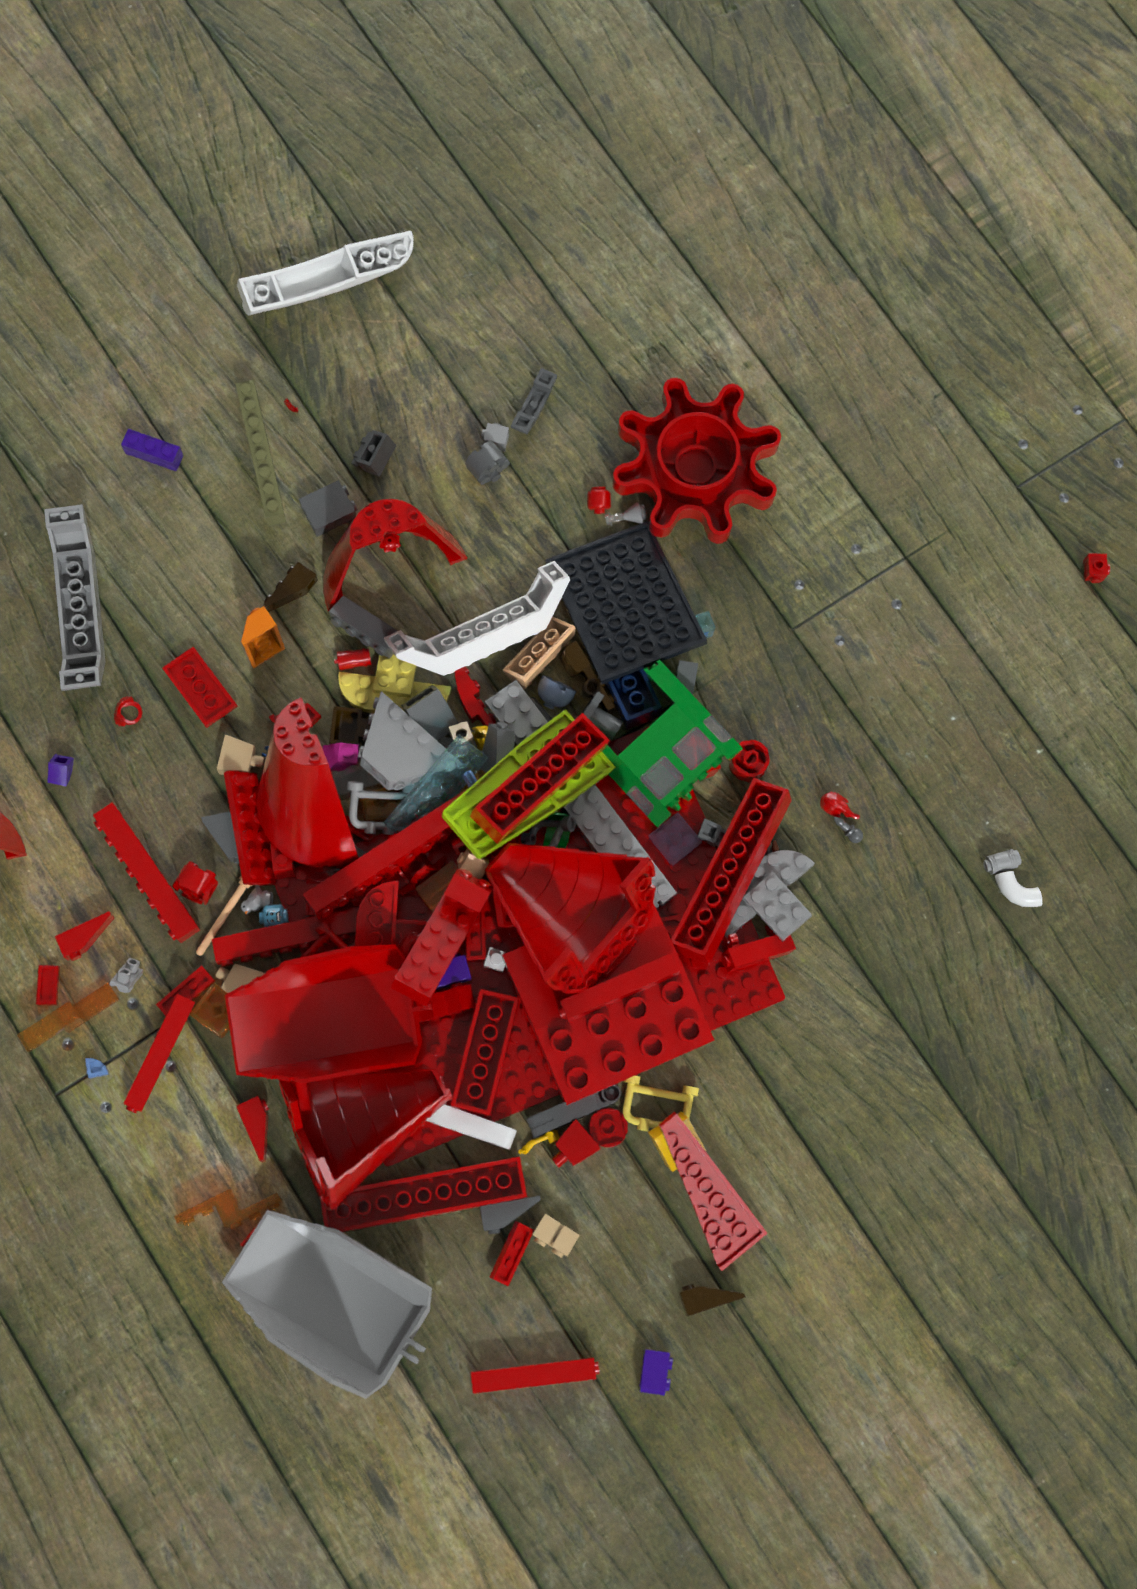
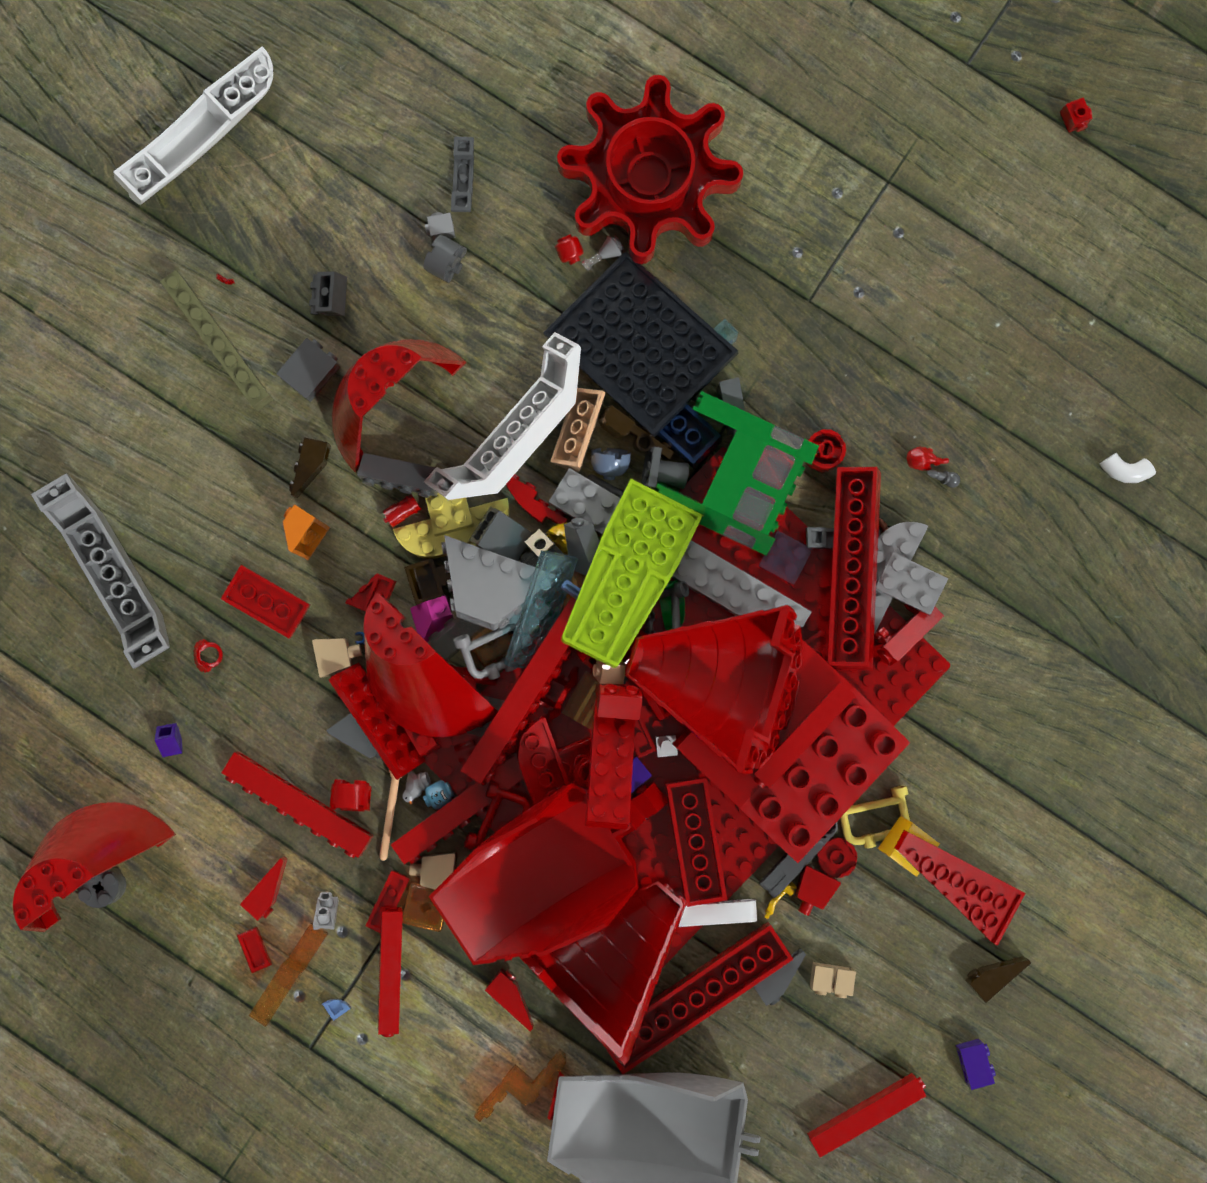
camera: 20 degrees left, 10 degrees up
(152, 450) = (108, 383): dark purple brick -> none
(511, 1253) = (799, 1013): red plate -> none
(539, 778) = (640, 563): red brick -> none
(1002, 861) = (1101, 447): light grey head -> none

